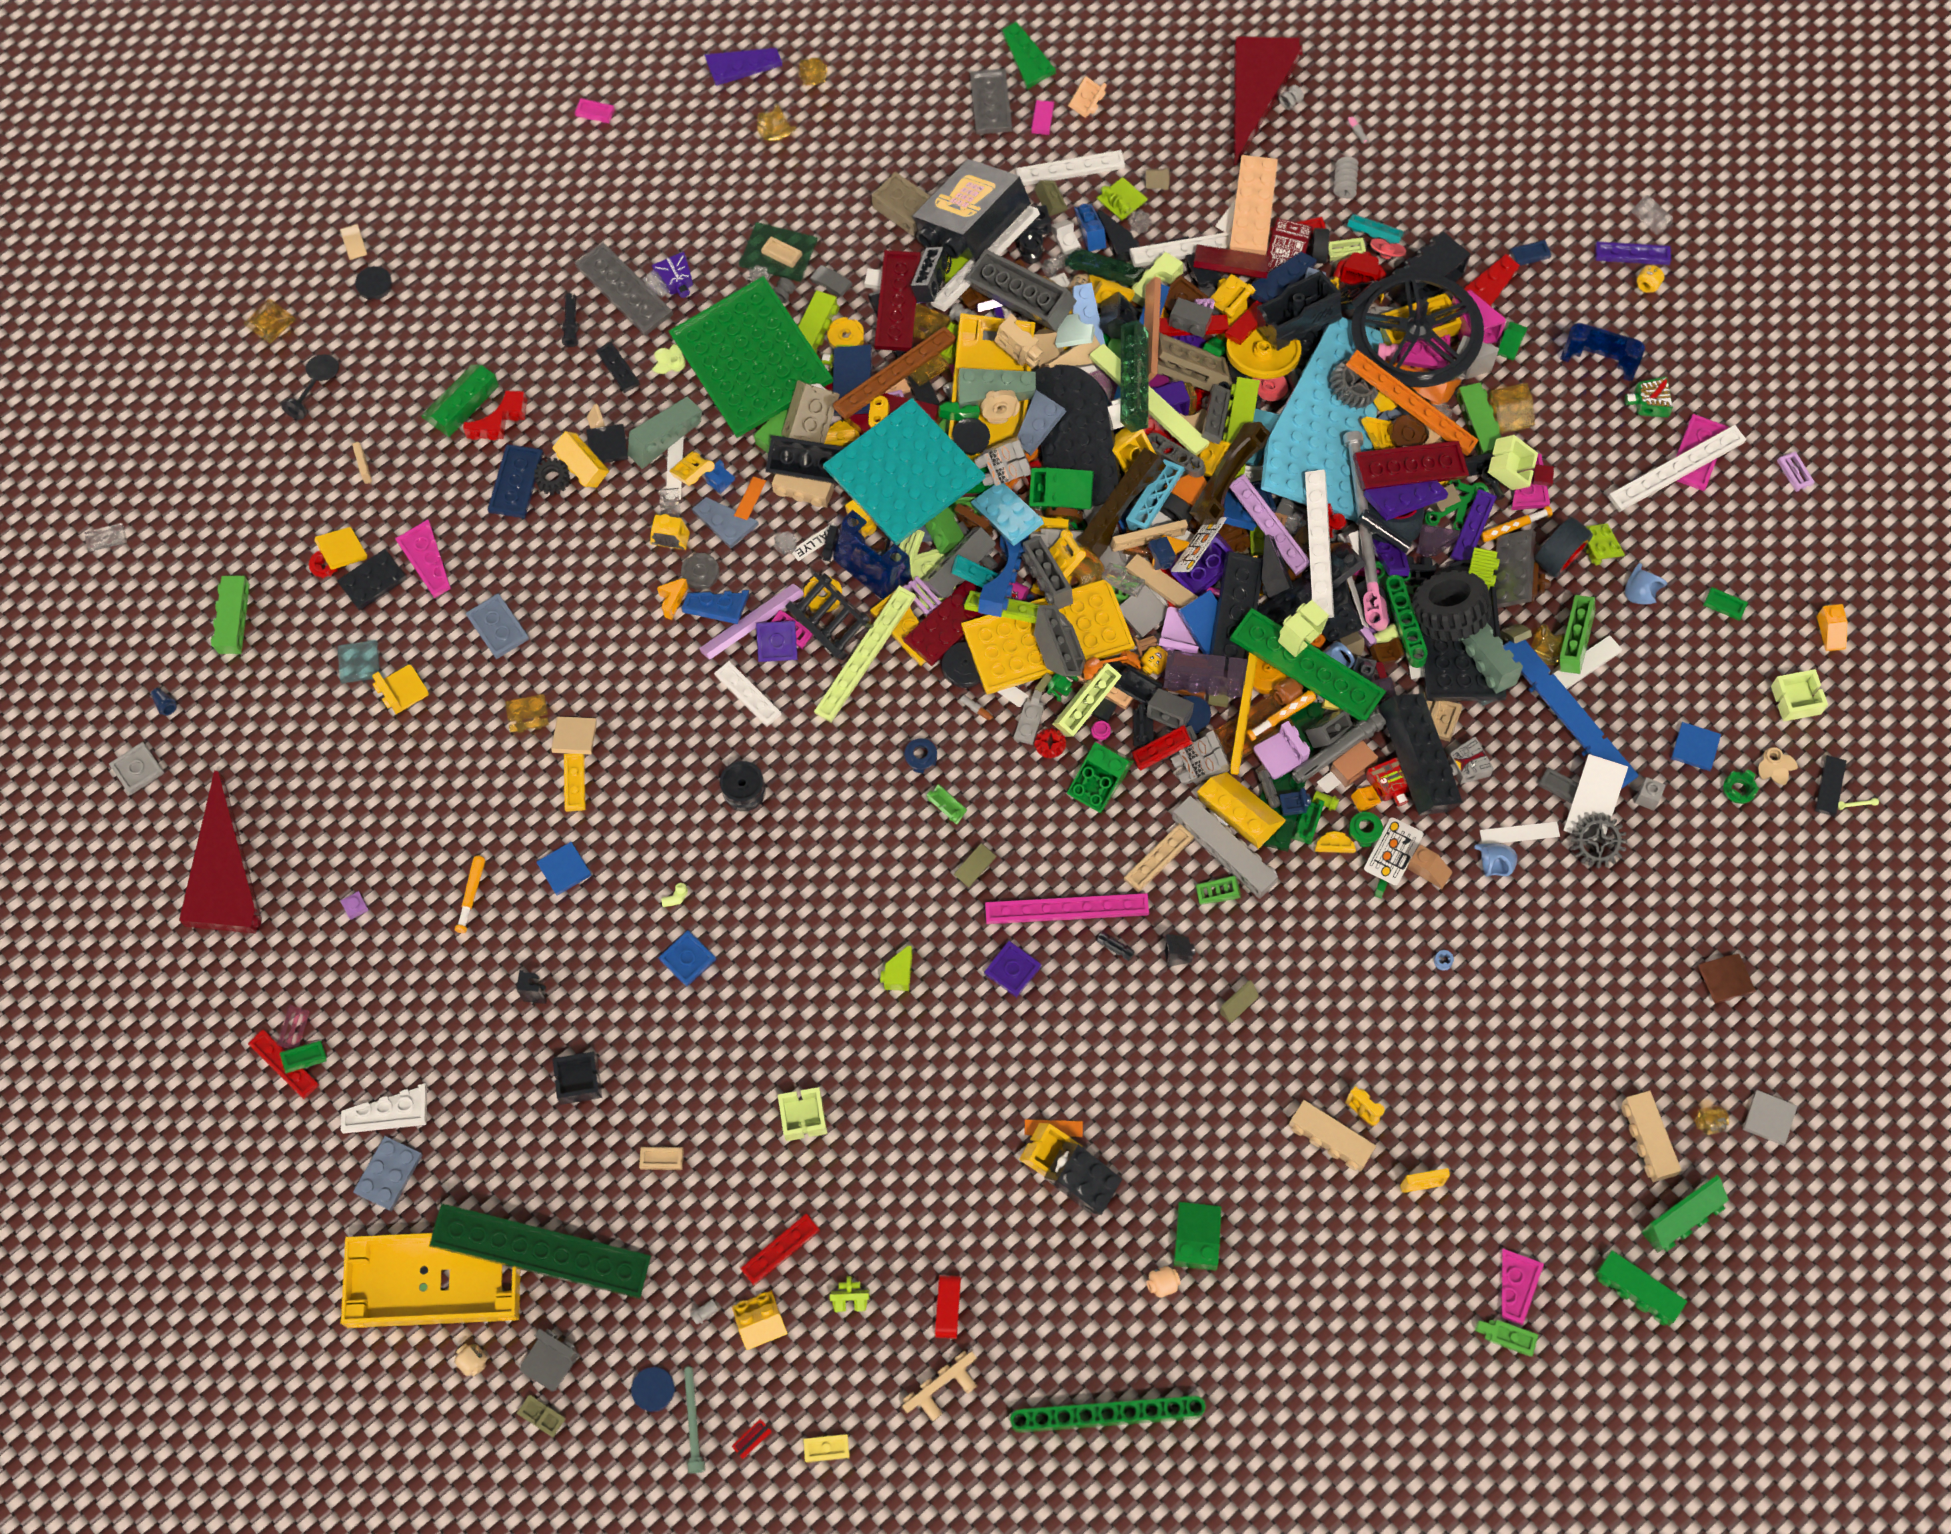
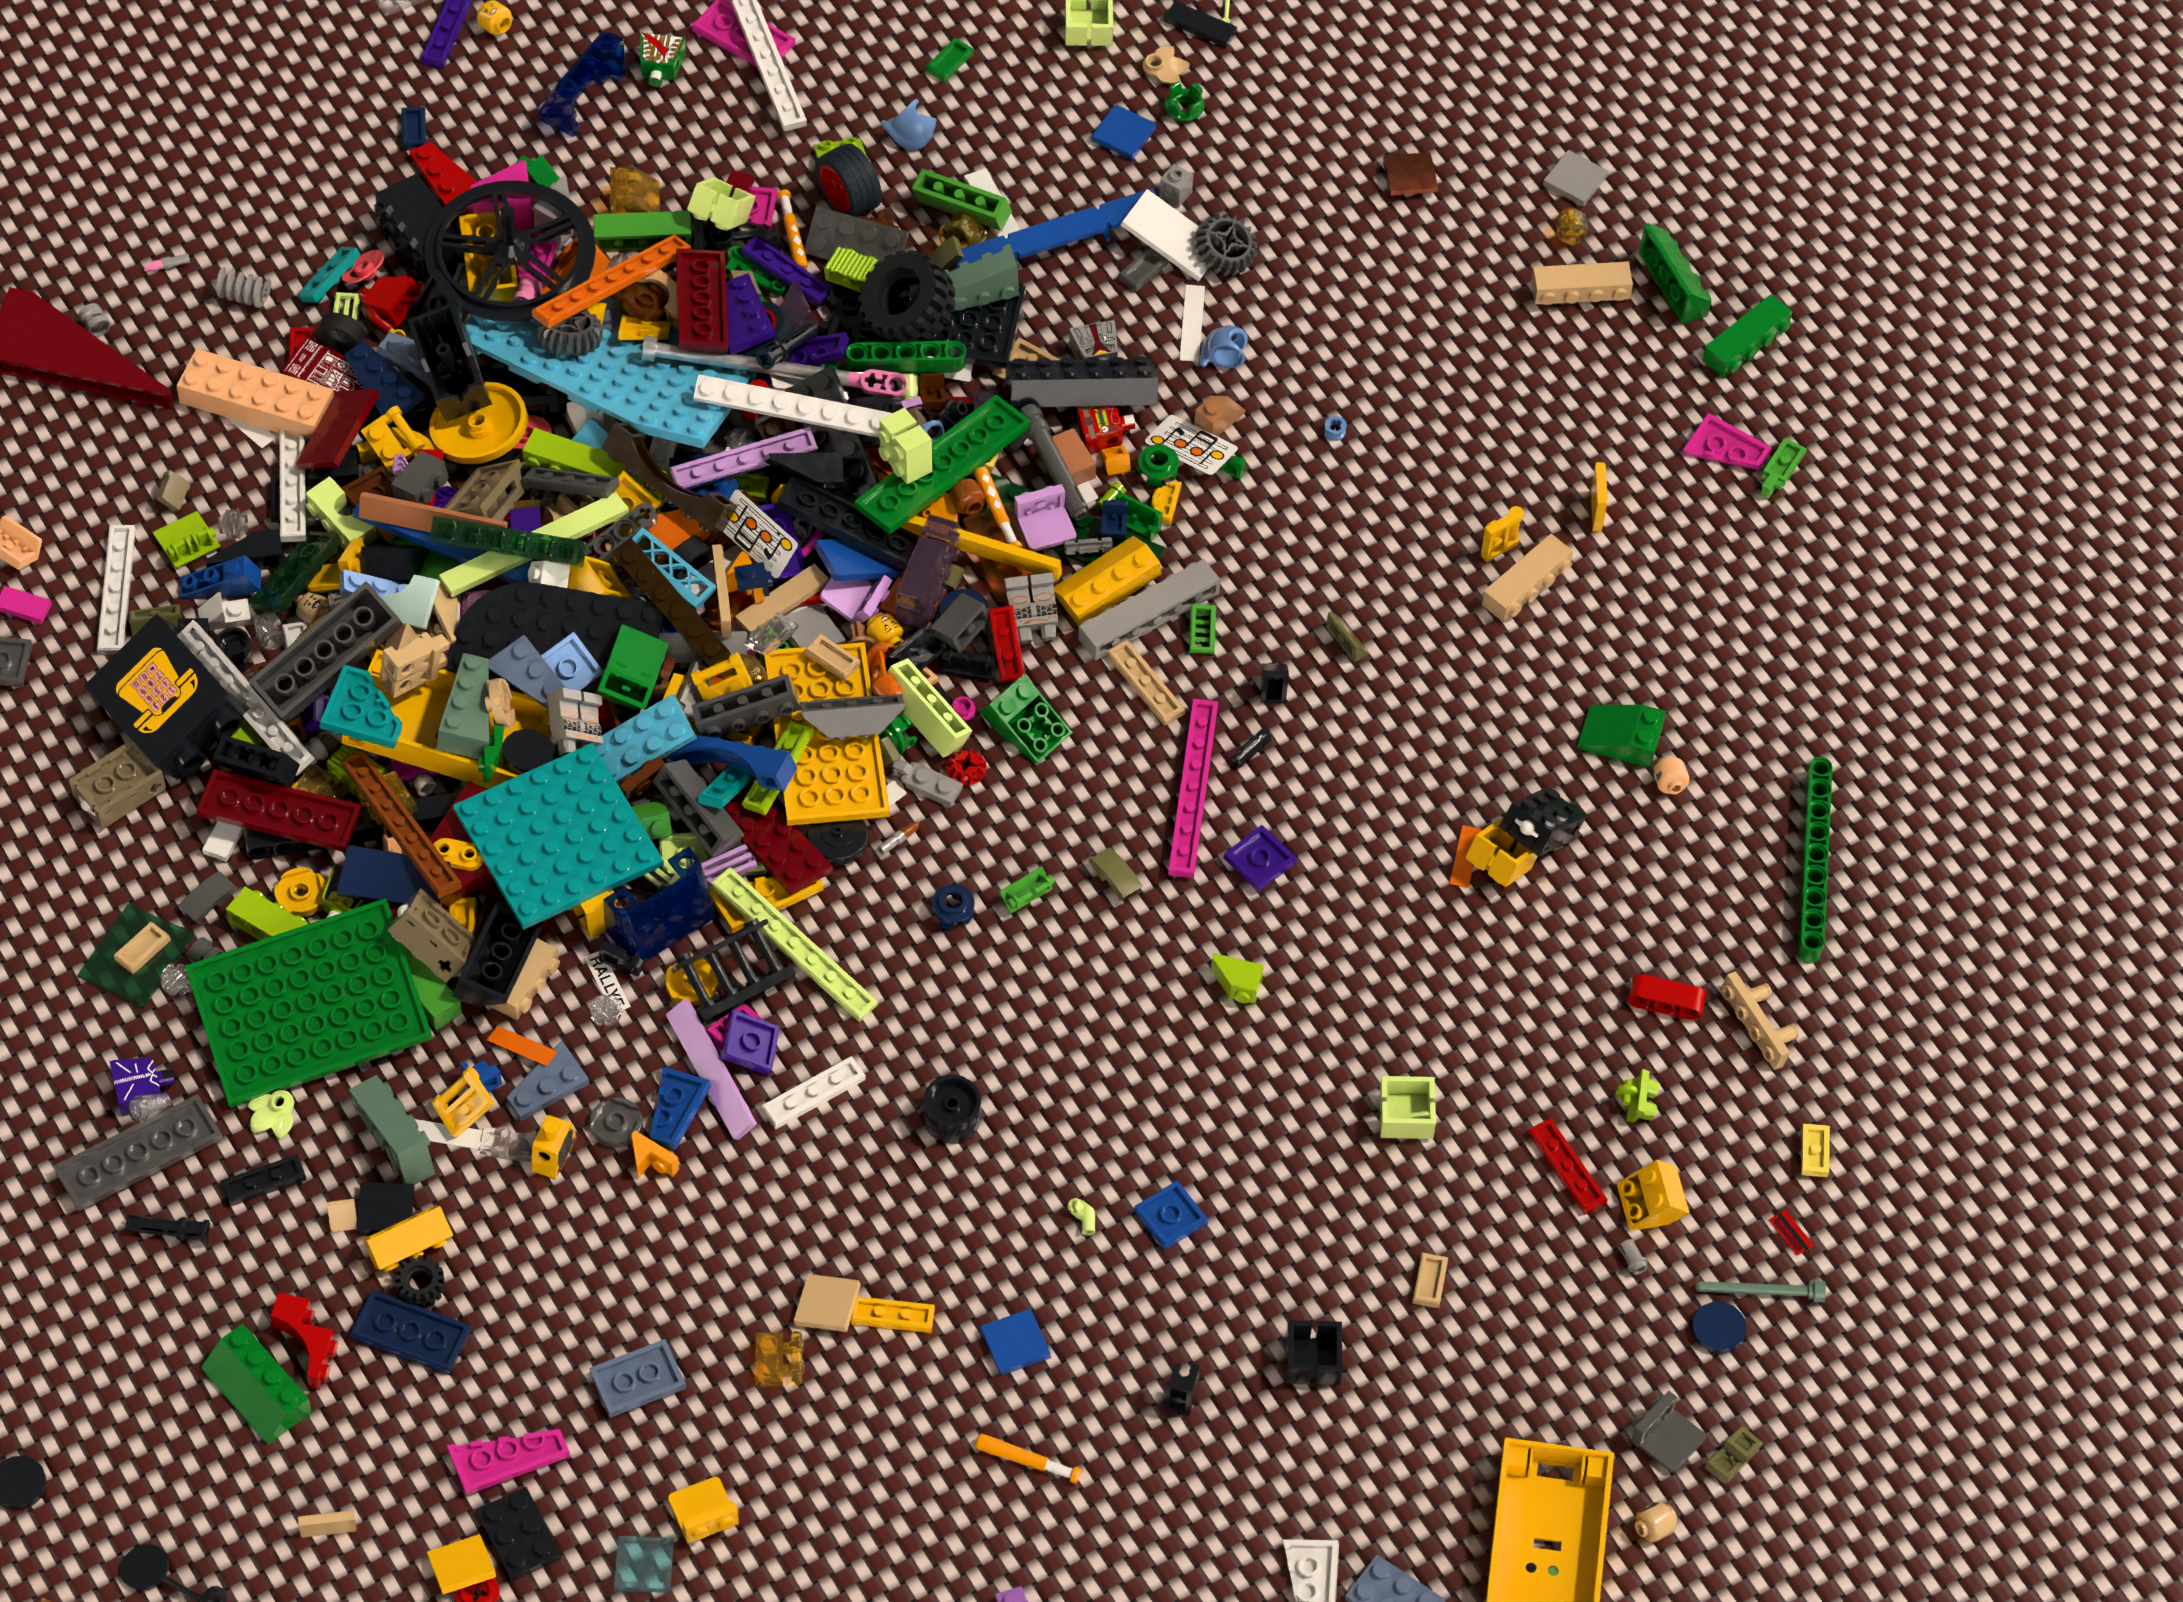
camera: 85 degrees left, 10 degrees down
(540, 1251) = (1537, 1413): dark green plate -> none
(972, 319) = (361, 710): none -> teal plate
(1055, 449) = (572, 663): none -> light blue tile
(1112, 625) = (832, 657): none -> tan tile
(1215, 346) = (461, 473): green tile -> none
(1244, 325) = (437, 429): red tile -> none
(1329, 729) = (1025, 467): dark grey brick -> none
(1500, 506) = (770, 236): none -> black plate

